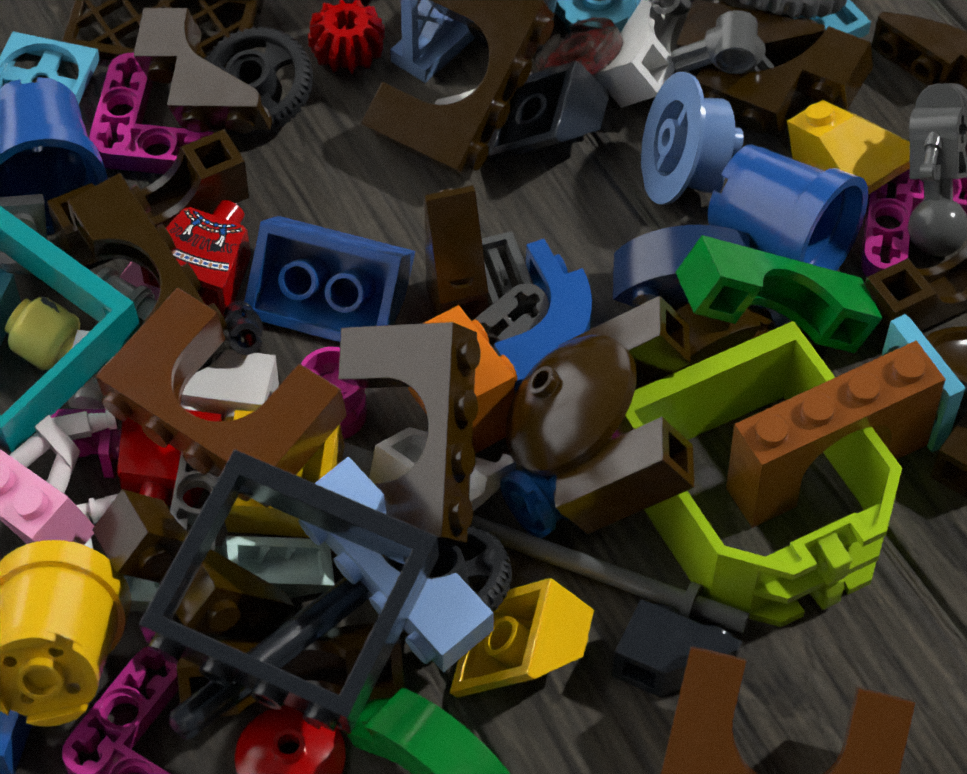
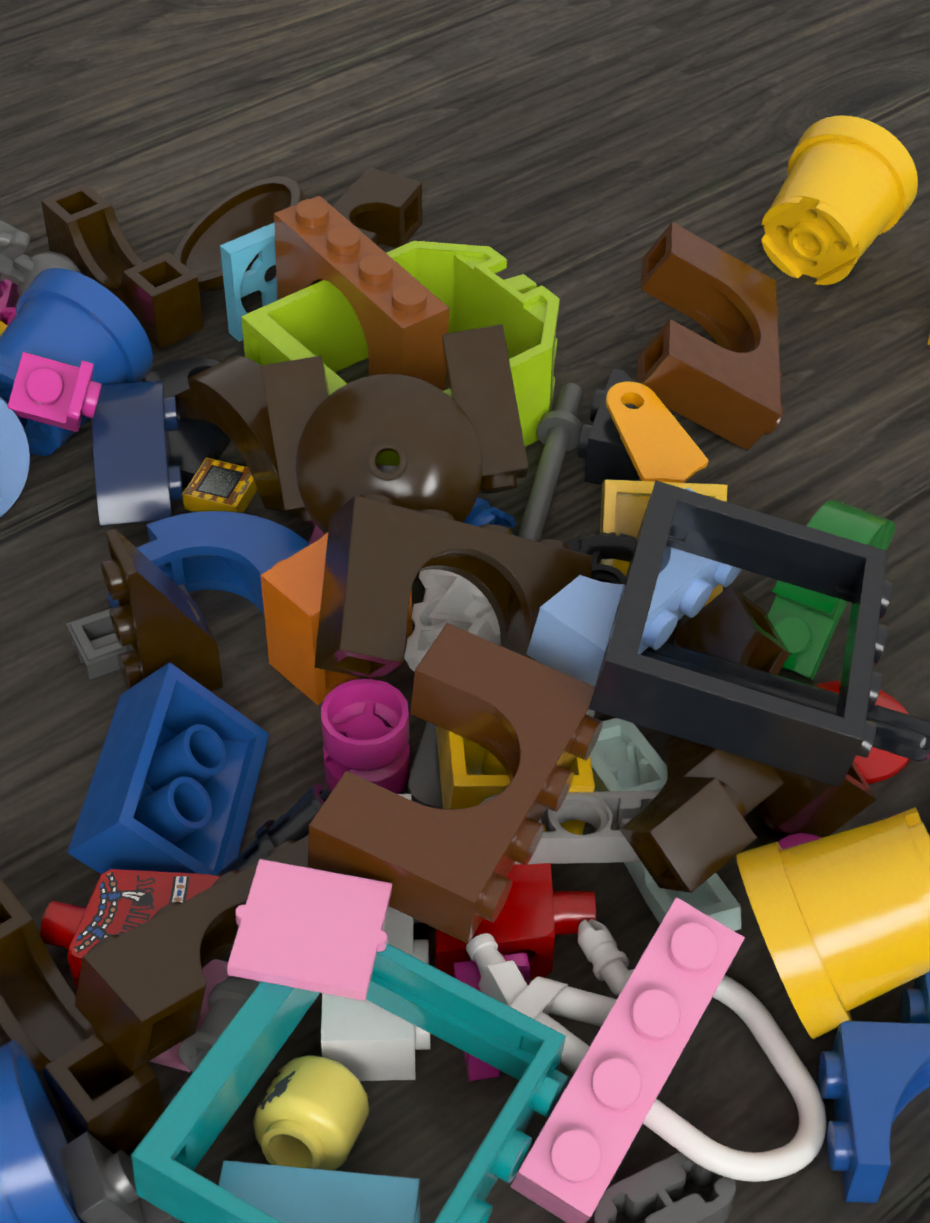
camera: 100 degrees left, 10 degrees down
(112, 293) = (310, 930): none -> bright pink piece
(504, 306) = (226, 605): dark grey beam -> none
(626, 645) = (653, 435): none -> light orange piece
(708, 192) = (54, 392): none -> dark pink bracket
(825, 303) = (200, 338): green arch -> none

